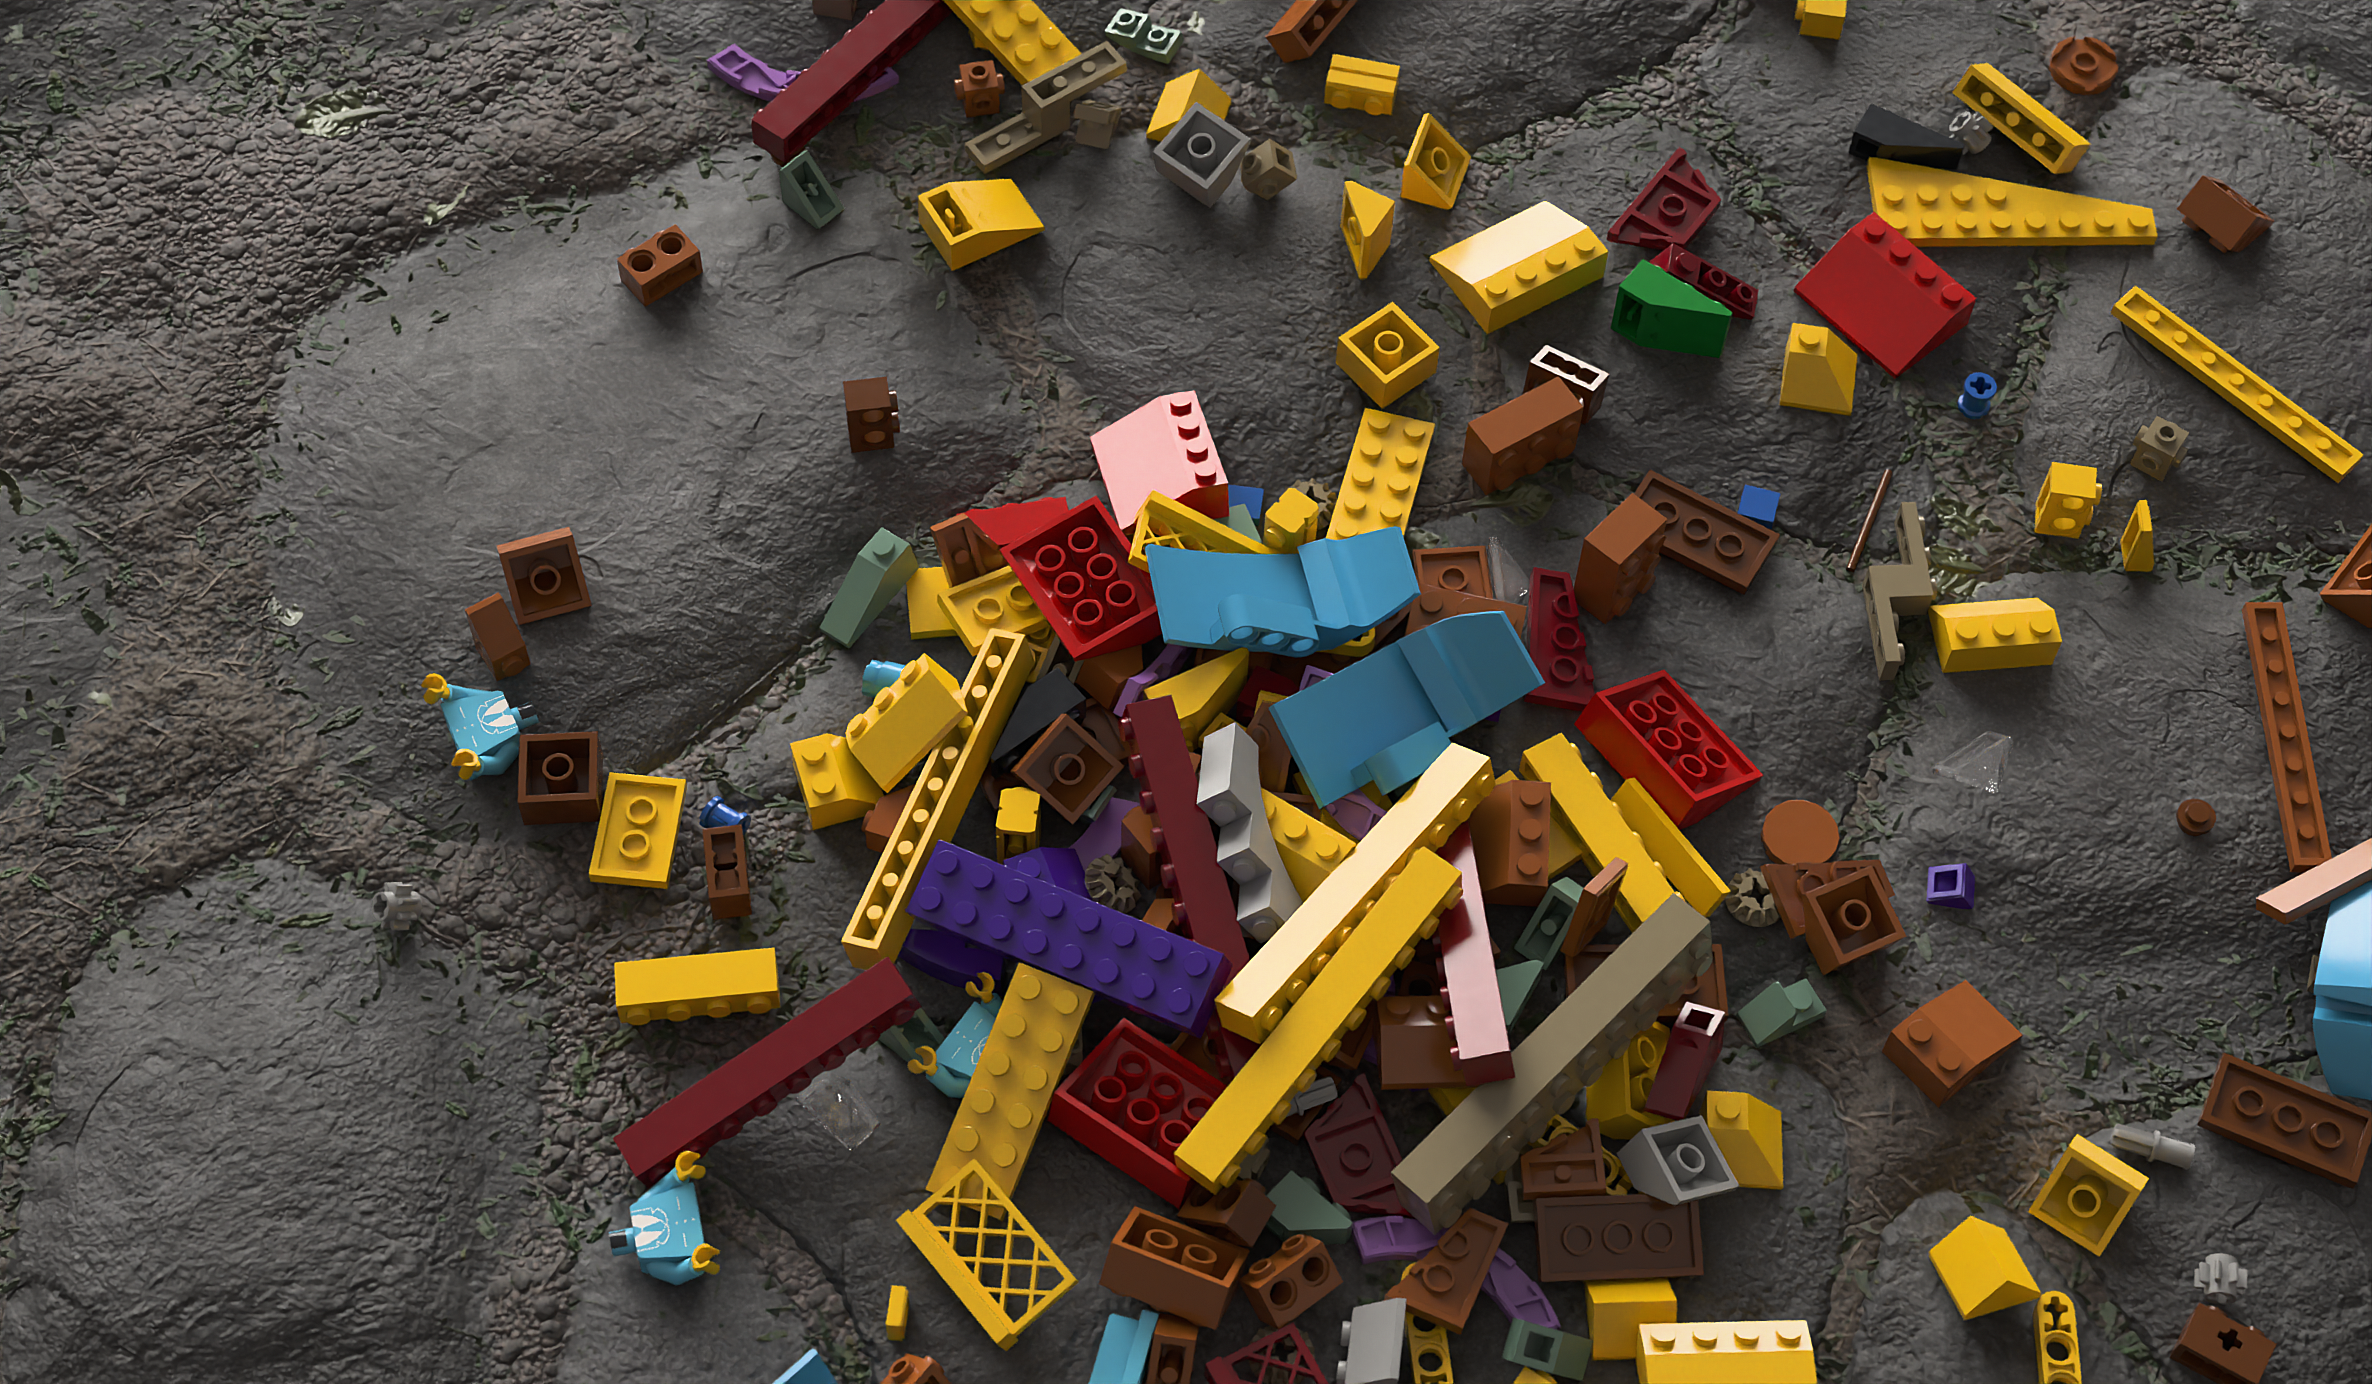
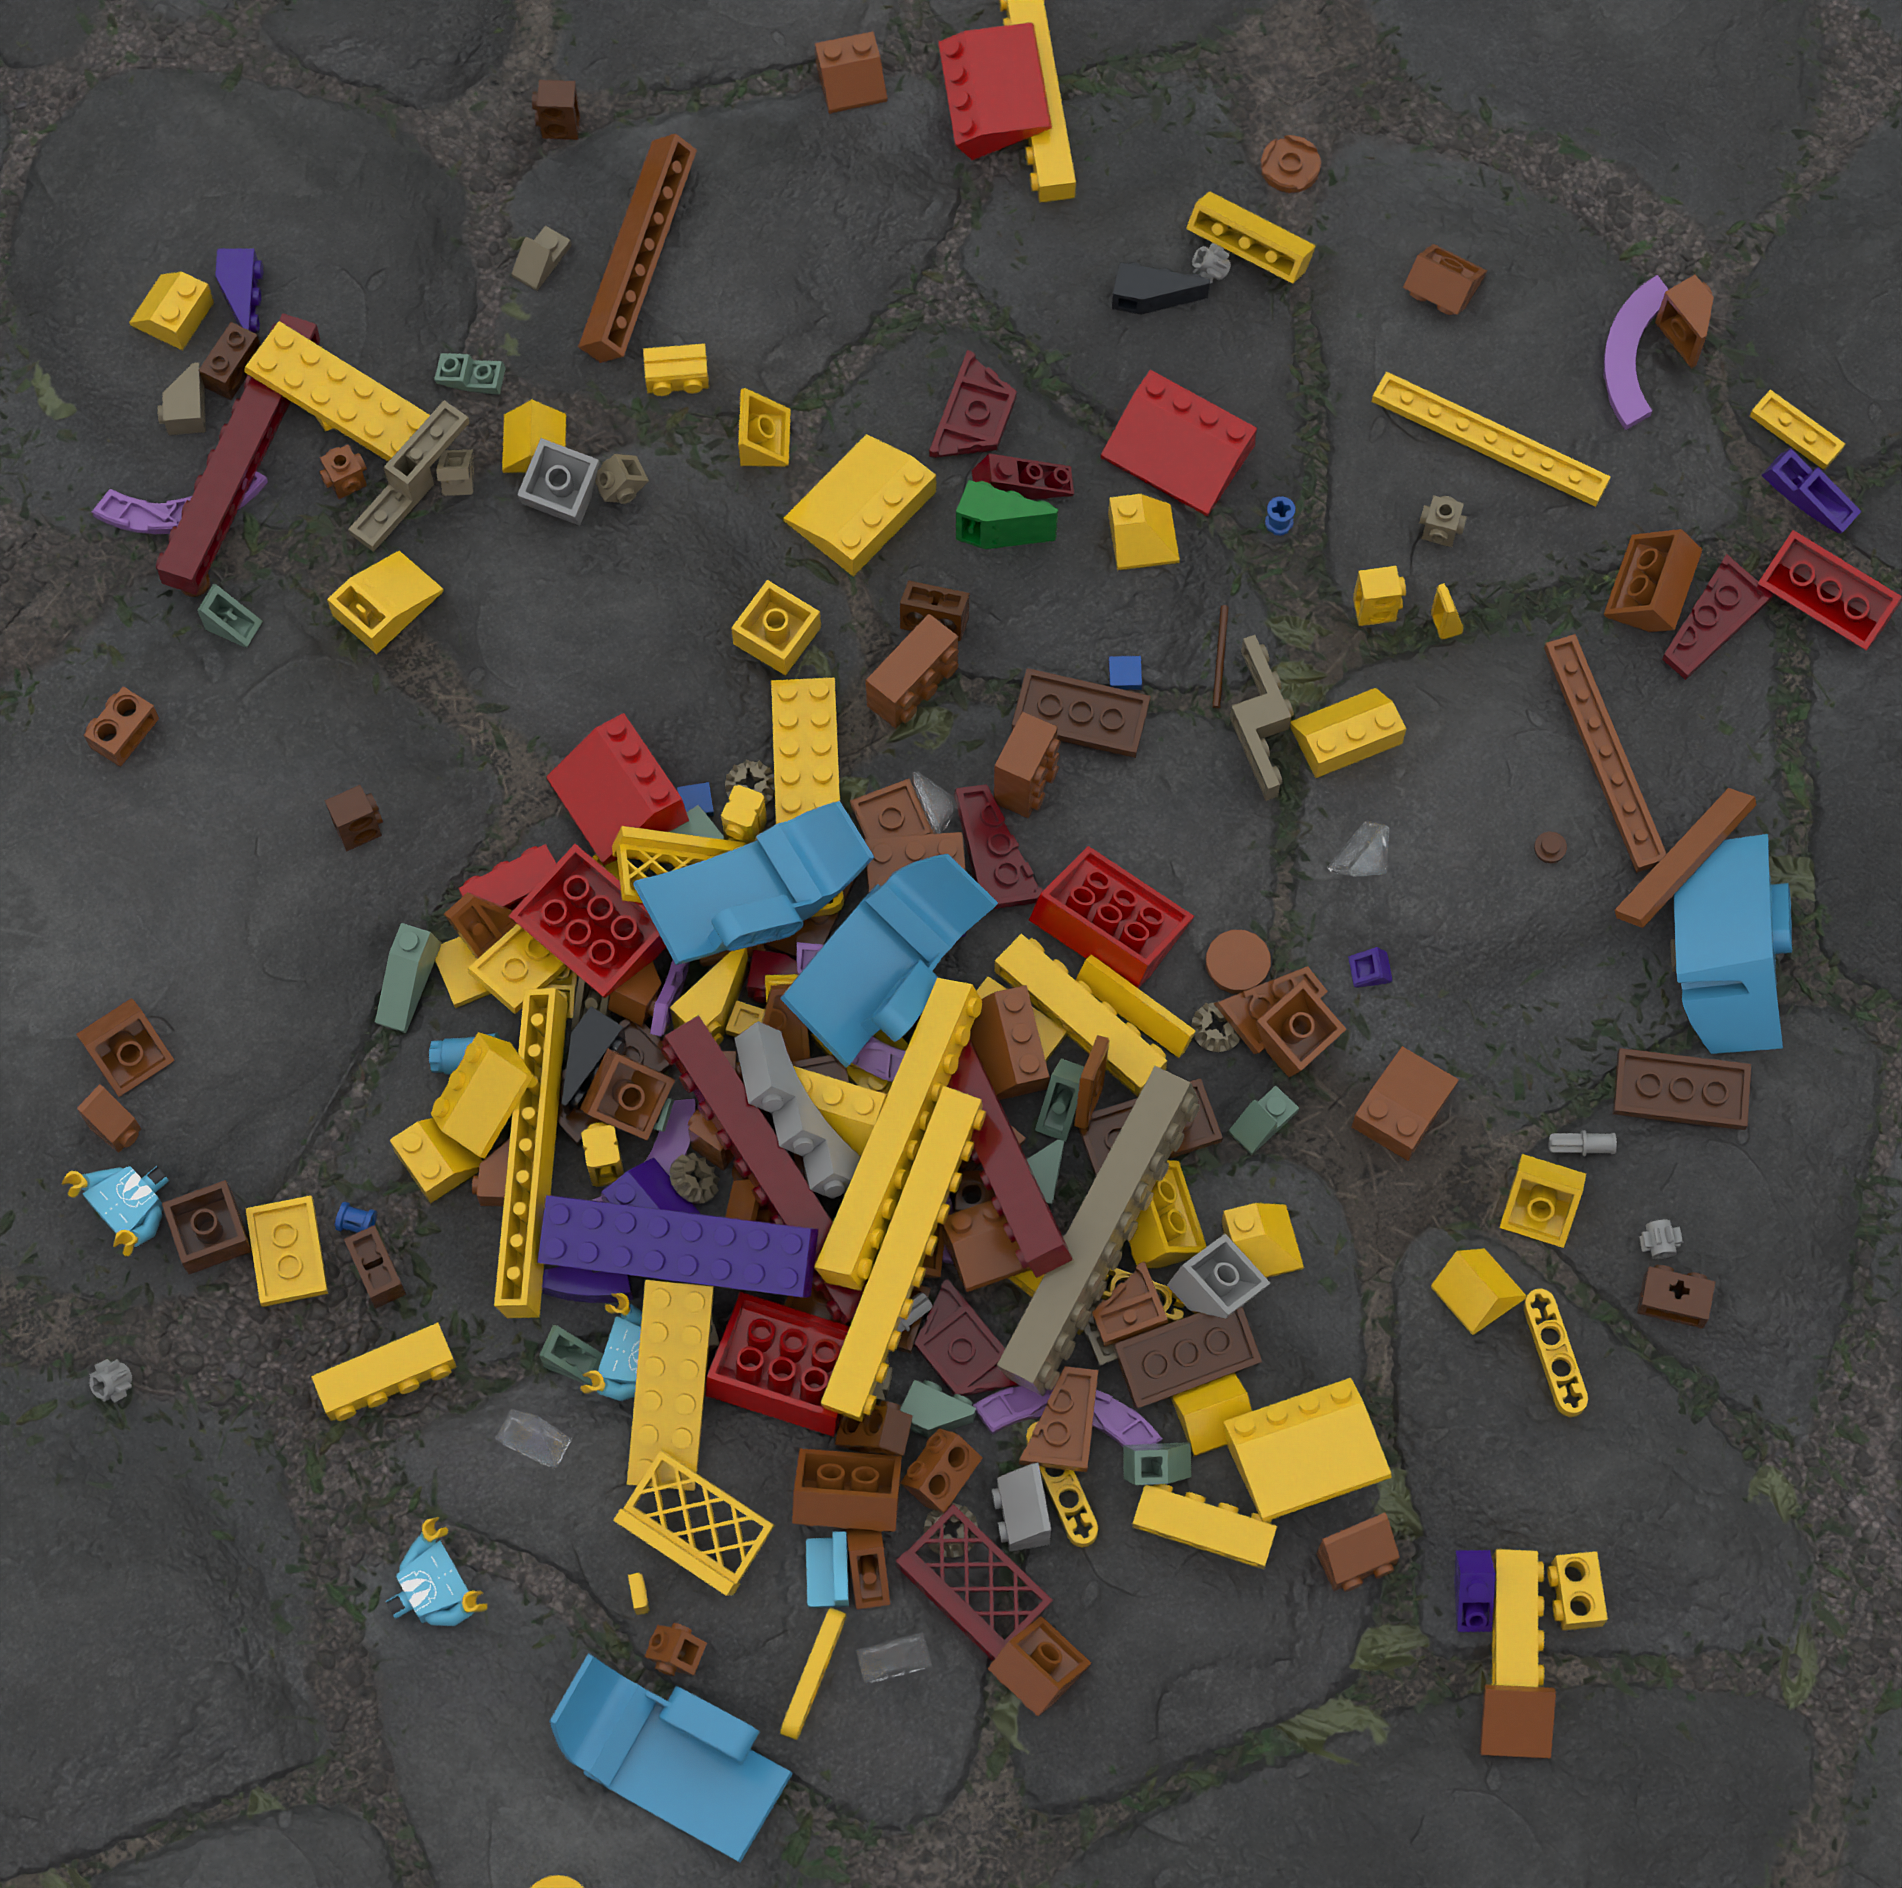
camera: 15 degrees left, 10 degrees up
(768, 1072) = (470, 1432): dark red brick -> none
(1366, 225) = (722, 510): yellow slope -> none
(1686, 1061) = (1200, 1190): dark red slope -> none
(1968, 210) = (1221, 338): yellow wing -> none

